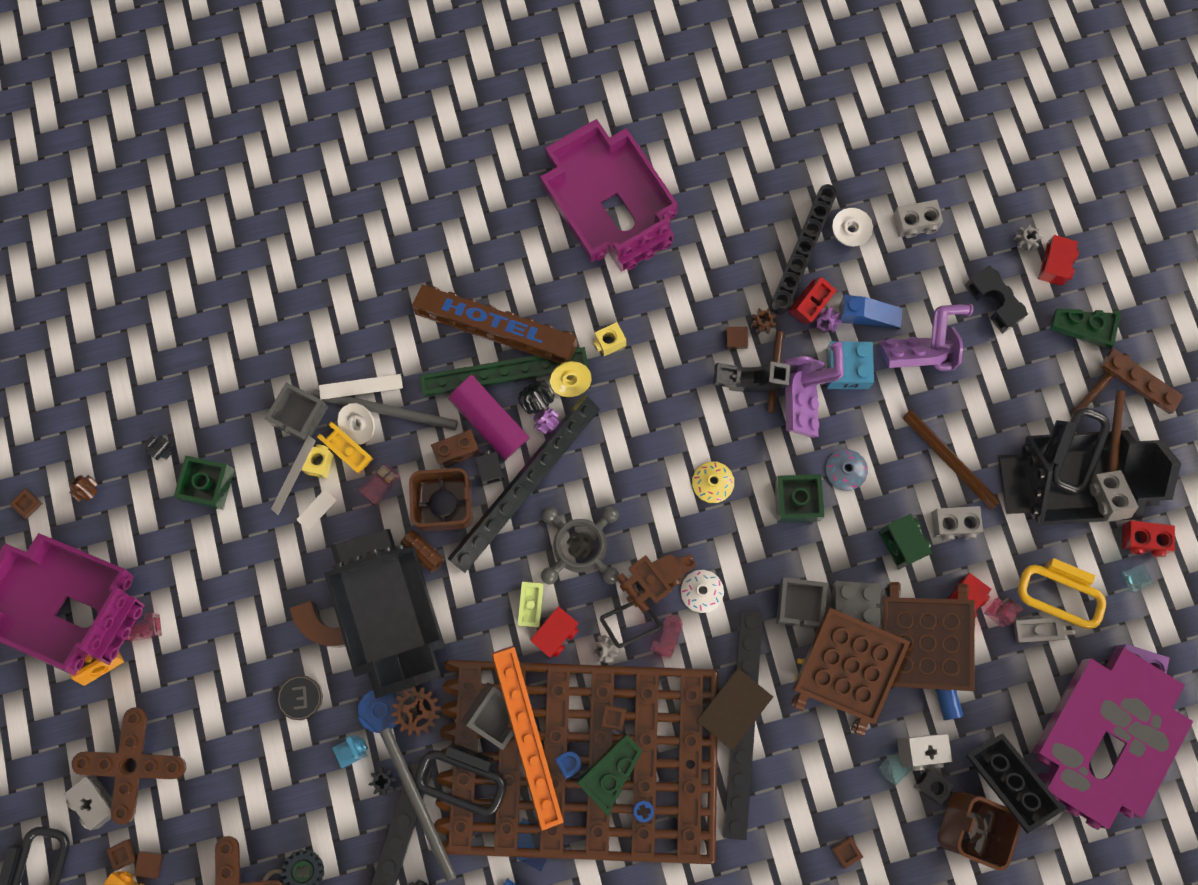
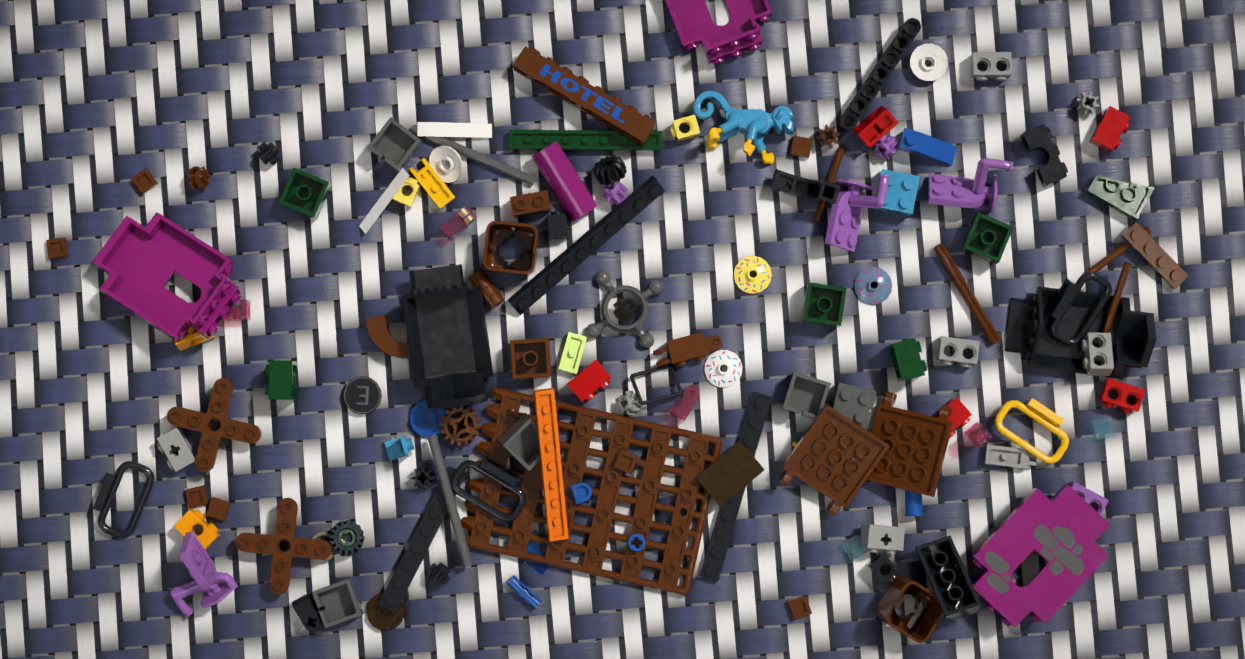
camera: 10 degrees right, 10 degrees up
(202, 697) = (282, 380): none -> dark green brick
(316, 510) = (398, 234): white sticker -> none
(484, 619) = (530, 358): none -> reddish brown brick
(572, 385) = (643, 159): light yellow dish -> none
(607, 775) = (614, 506): dark green wing -> none
(650, 580) = (679, 352): reddish brown plate -> none
(674, 320) = (751, 122): none -> dark azure animal
(959, 394) = (987, 238): none -> dark green brick

